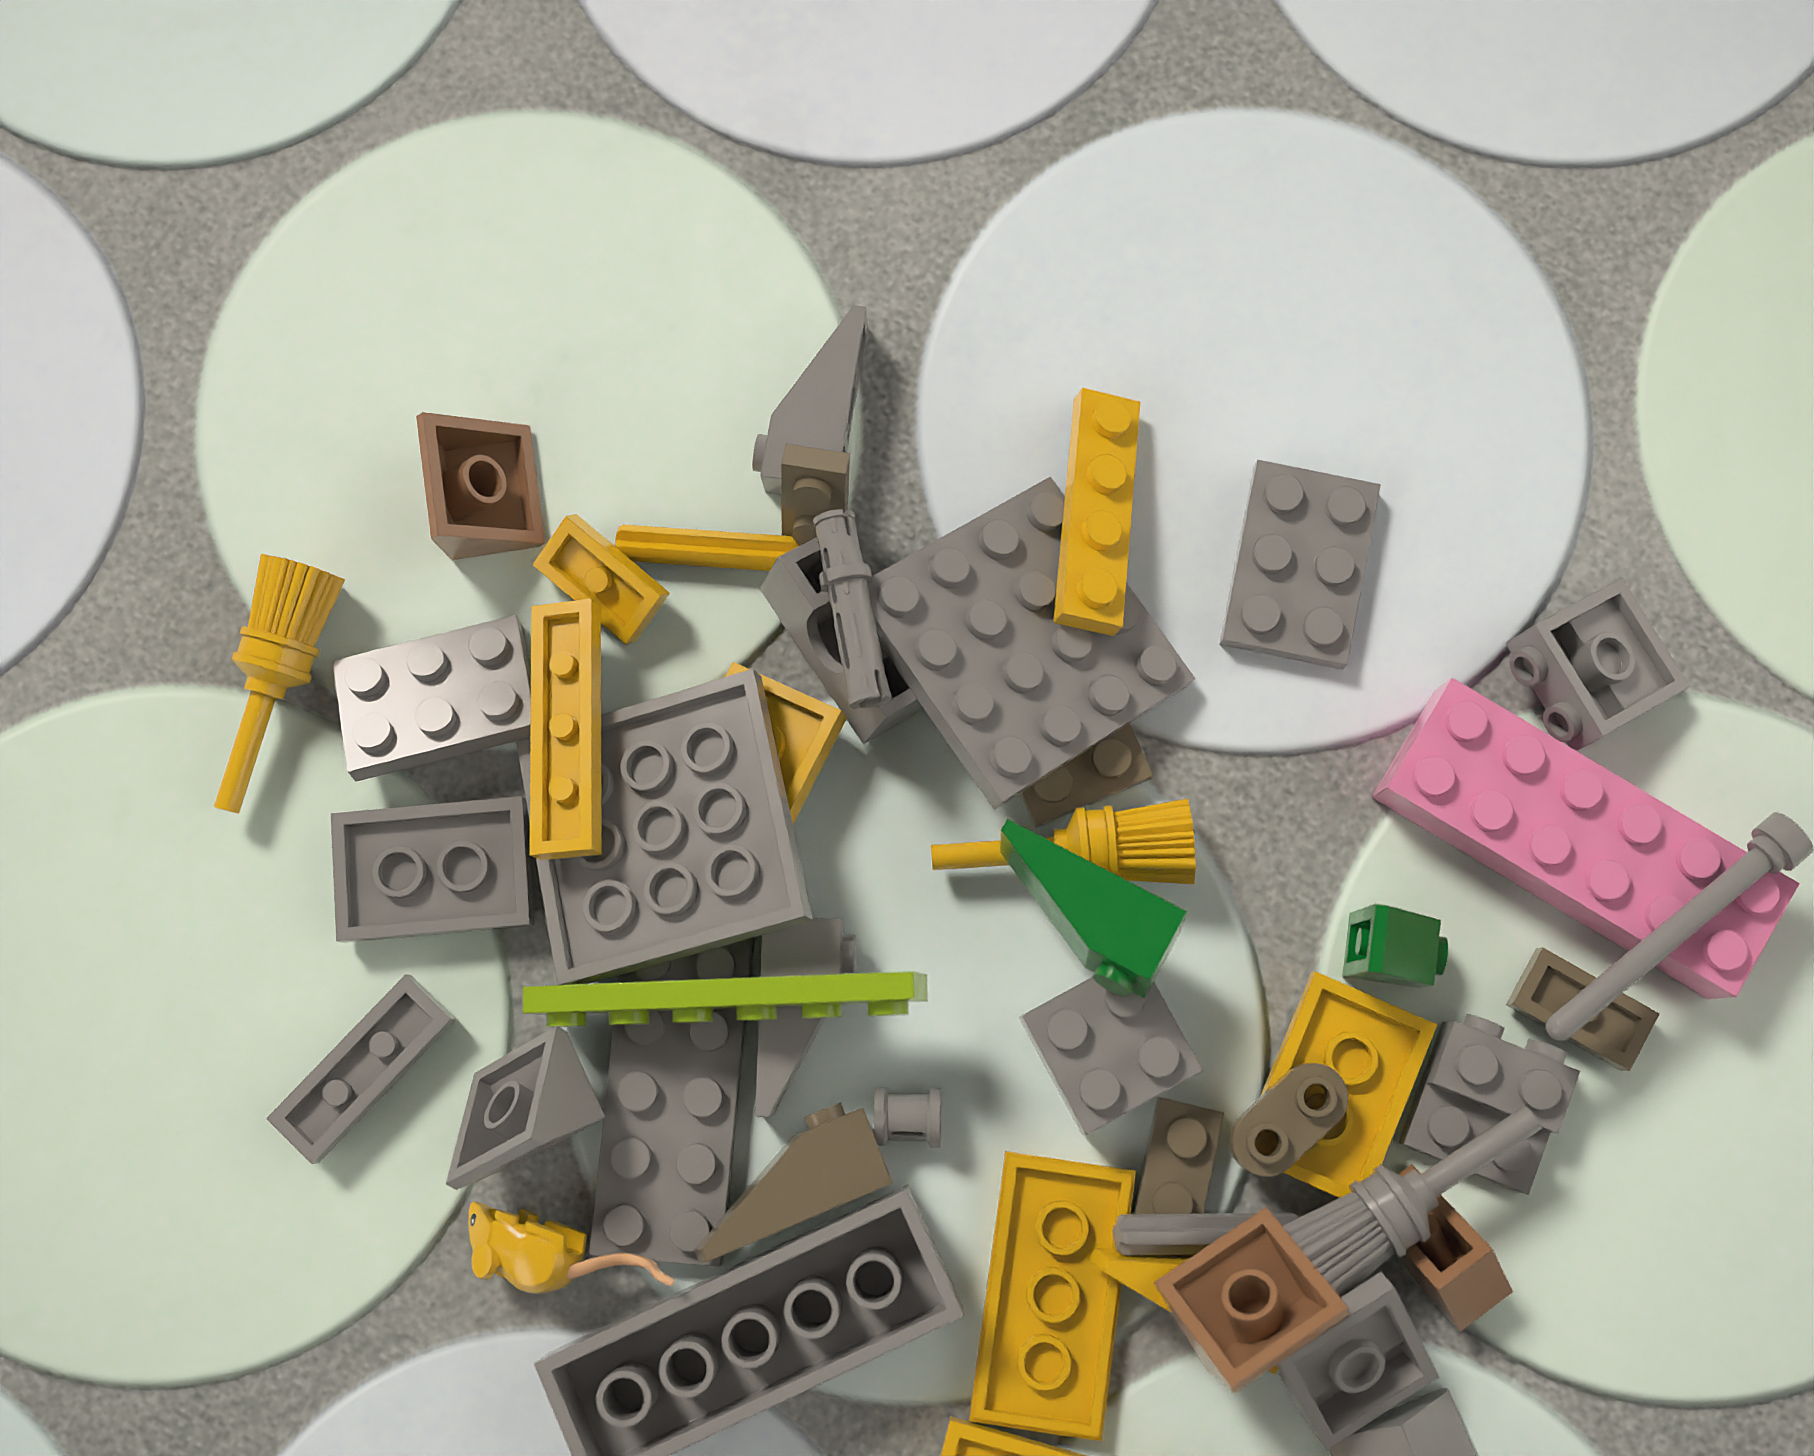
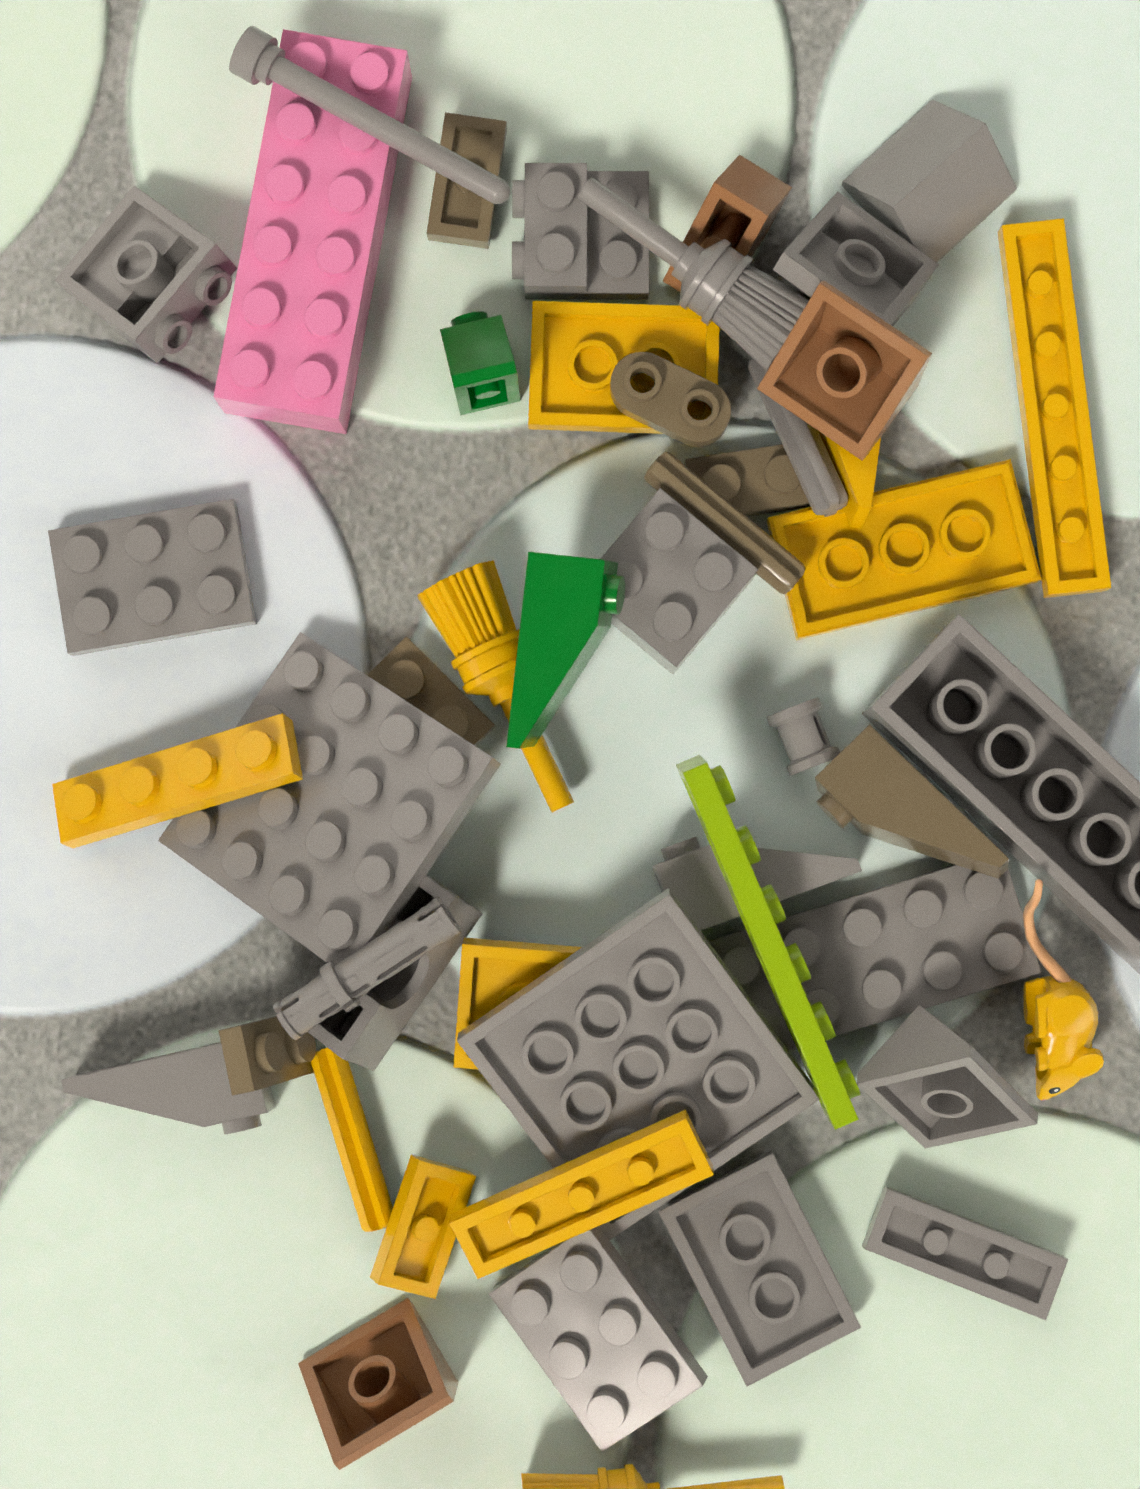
camera: 115 degrees left, 5 degrees up
(1145, 1124) = (771, 559): none -> dark tan axle

